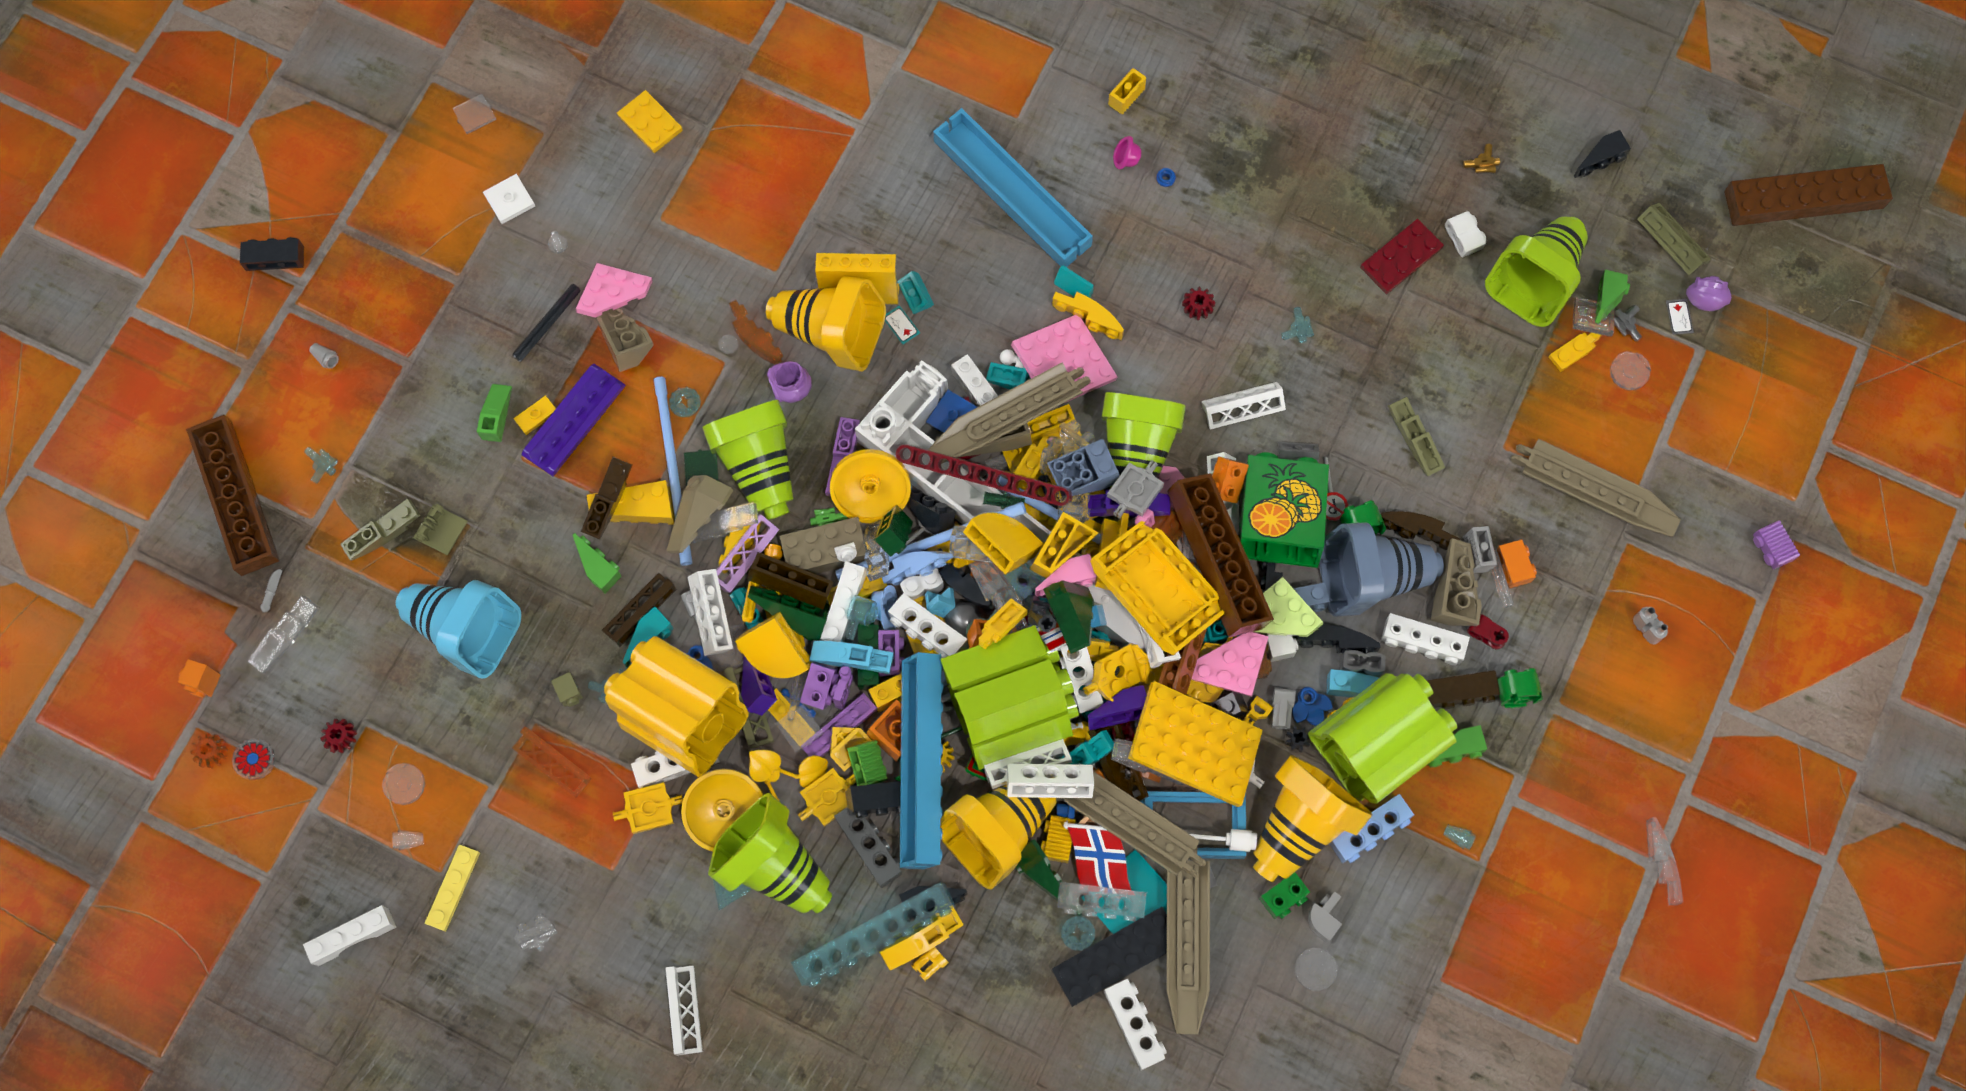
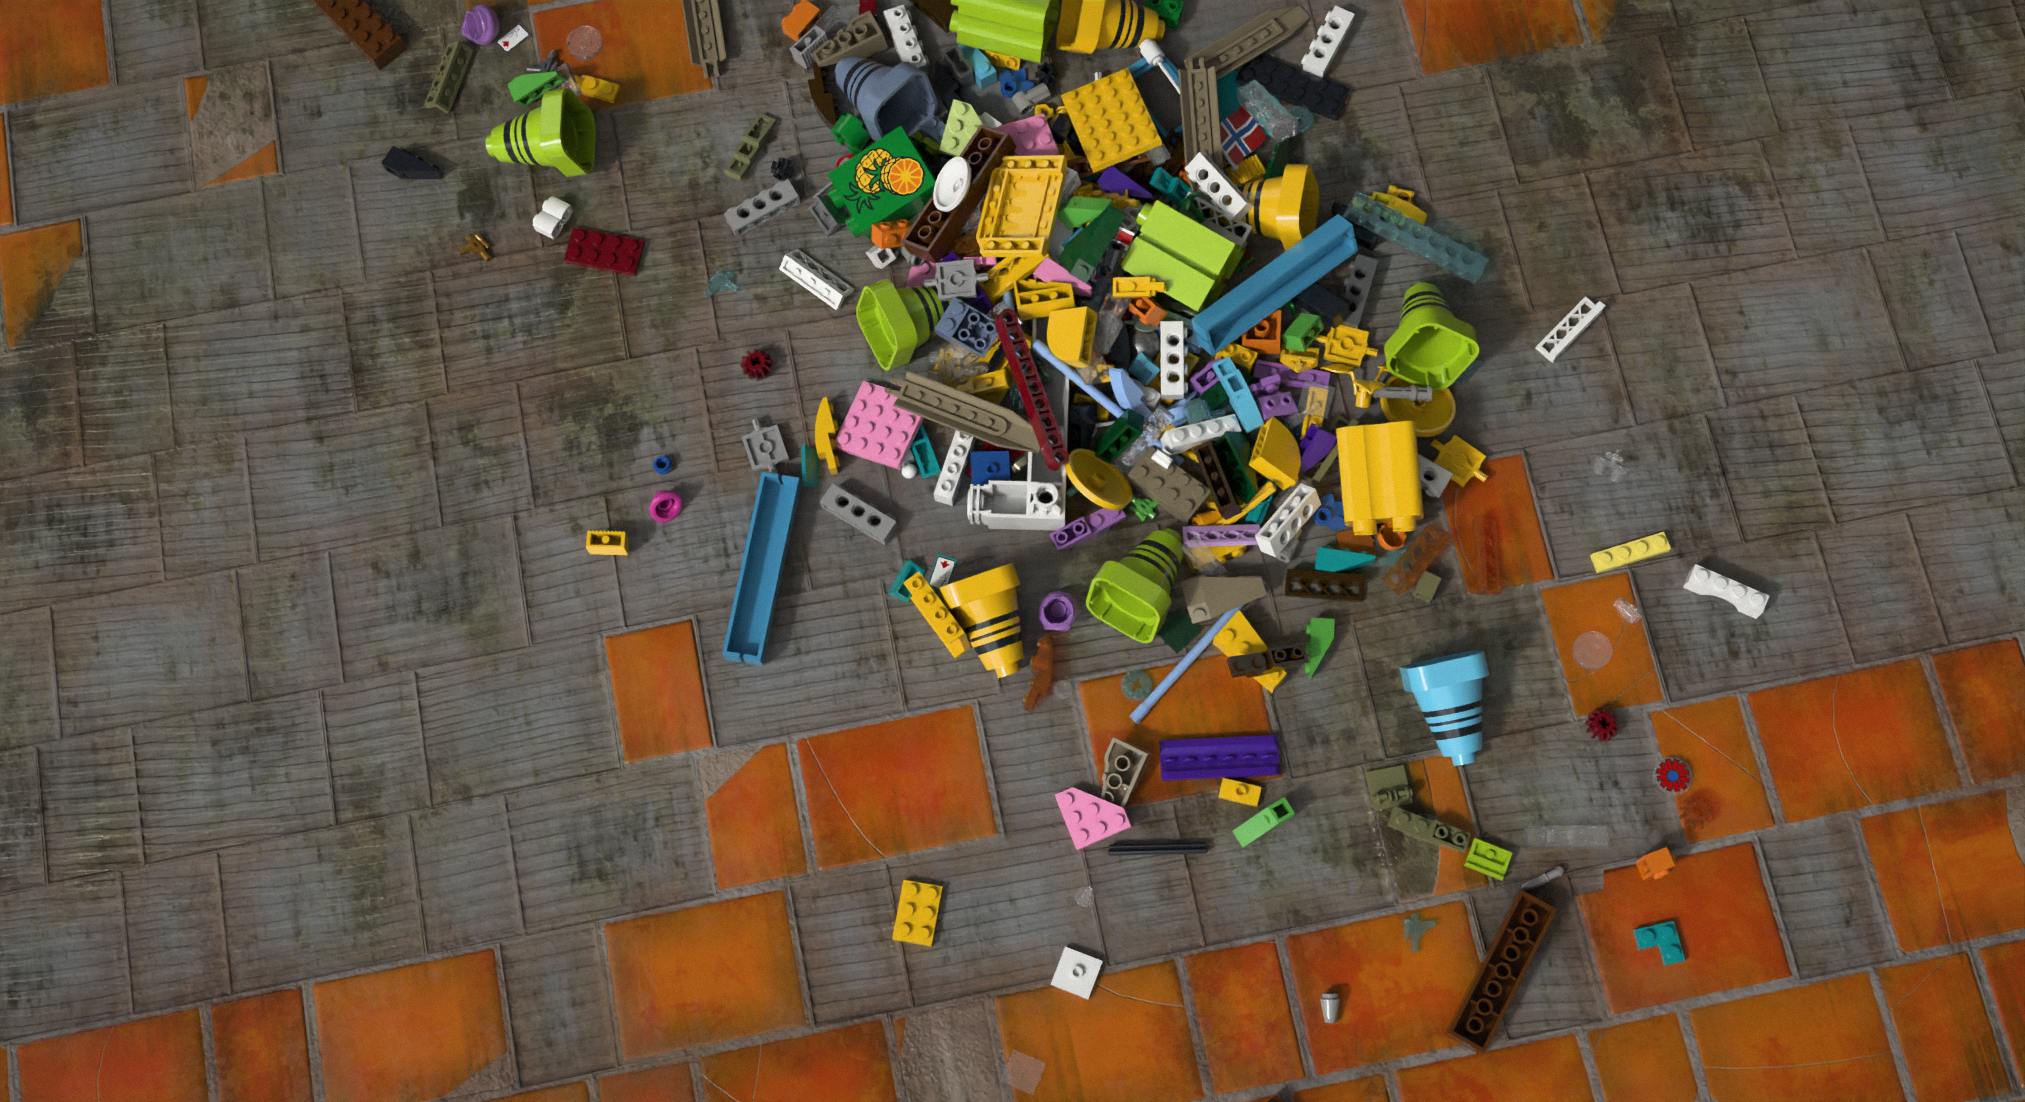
camera: 125 degrees left, 0 degrees up
(148, 645) = (1664, 937): none -> teal plate
(321, 559) = (1488, 859): none -> lime plate
(587, 699) = (1422, 562): none -> clear orange fence
(733, 809) = (1411, 393): none -> light grey pin
(988, 290) = (880, 532): none -> light grey brick
(1058, 742) = (1187, 205): none -> green plant
(1115, 637) = (1080, 210): none -> bright green slope
(1117, 261) = (765, 447): none -> light grey plate
(1222, 538) = (952, 184): none -> white dish
(1306, 581) = (929, 146): none -> lime plate
(1339, 433) = (772, 208): none -> light grey brick
(1371, 445) = (782, 169): none -> black gear

